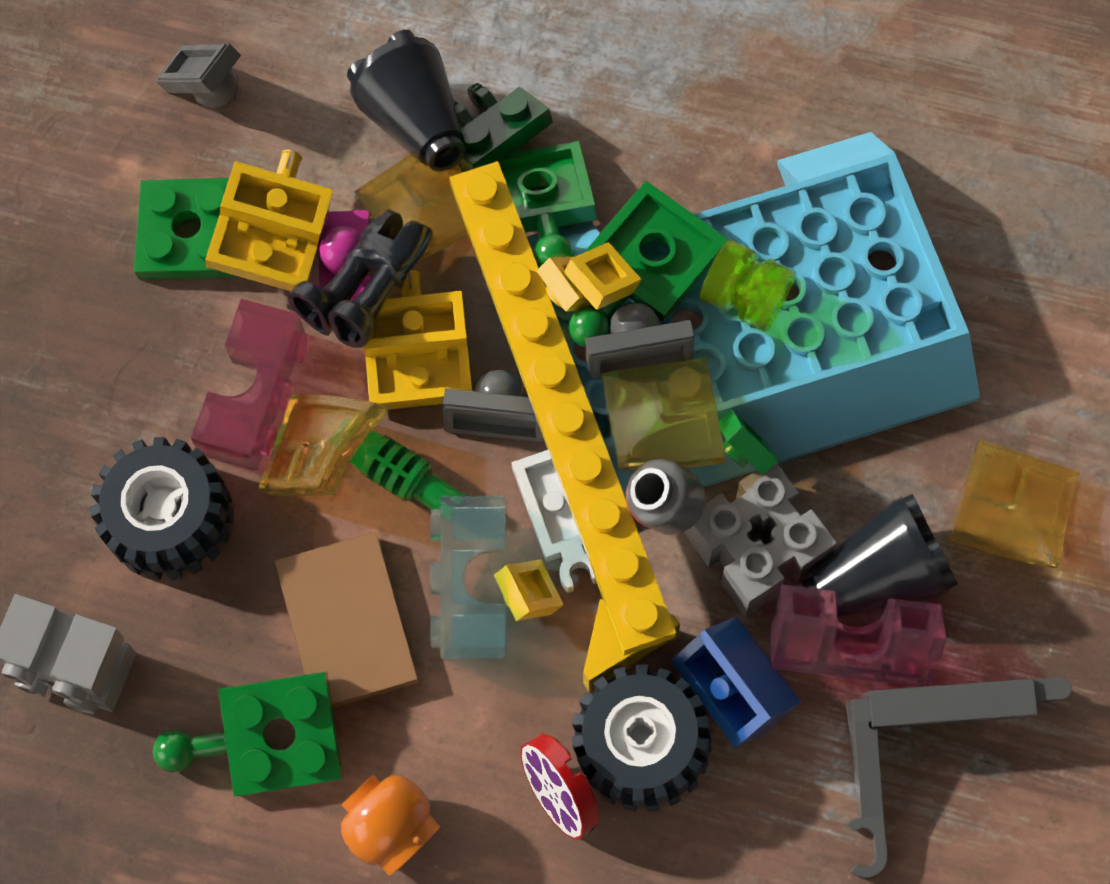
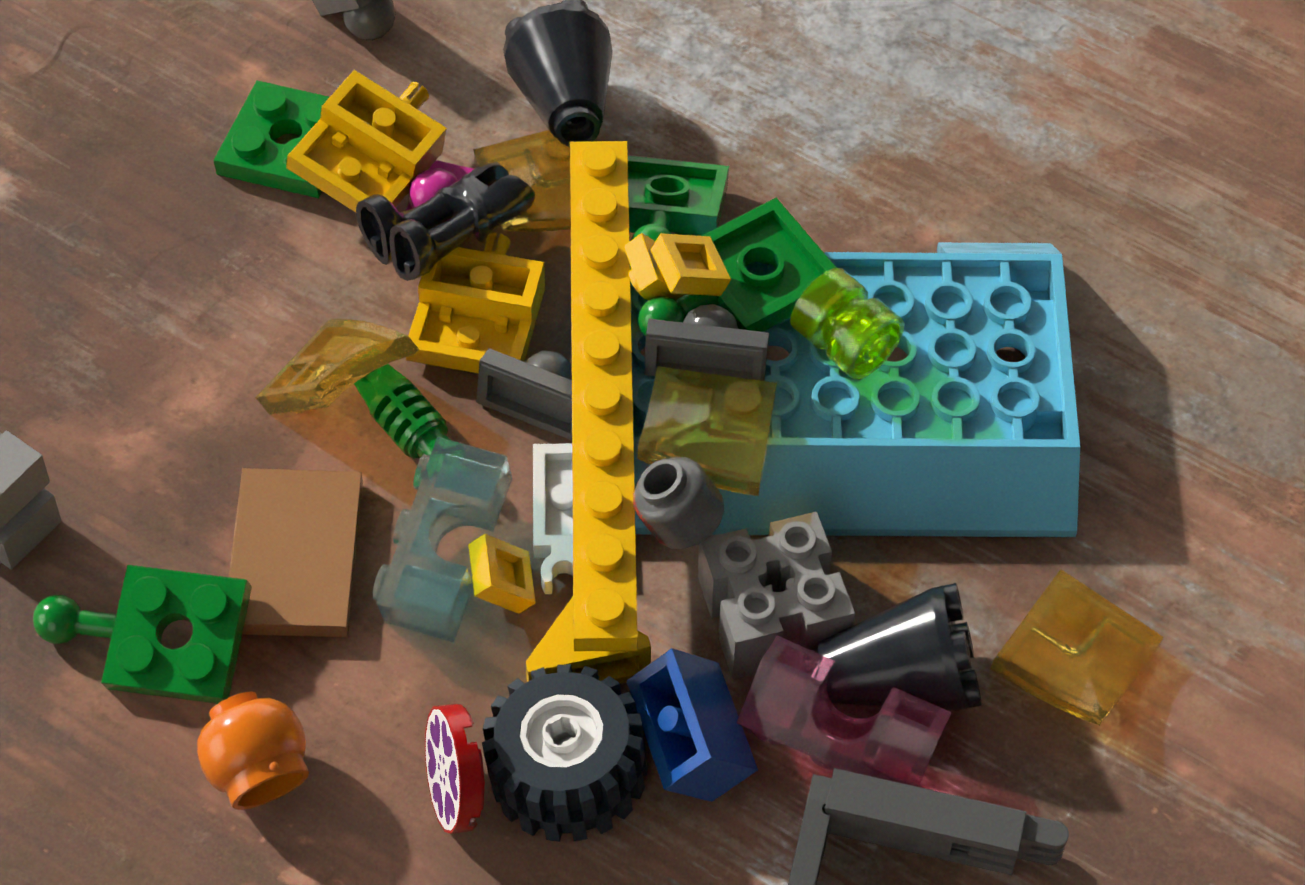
camera: 15 degrees right, 15 degrees down
(162, 508) = (145, 382): black wheel -> none
(241, 426) = (263, 330): clear pink arch -> none
(501, 126) = (653, 125): dark green hinge -> none
(745, 444) = (788, 484): green plate -> none

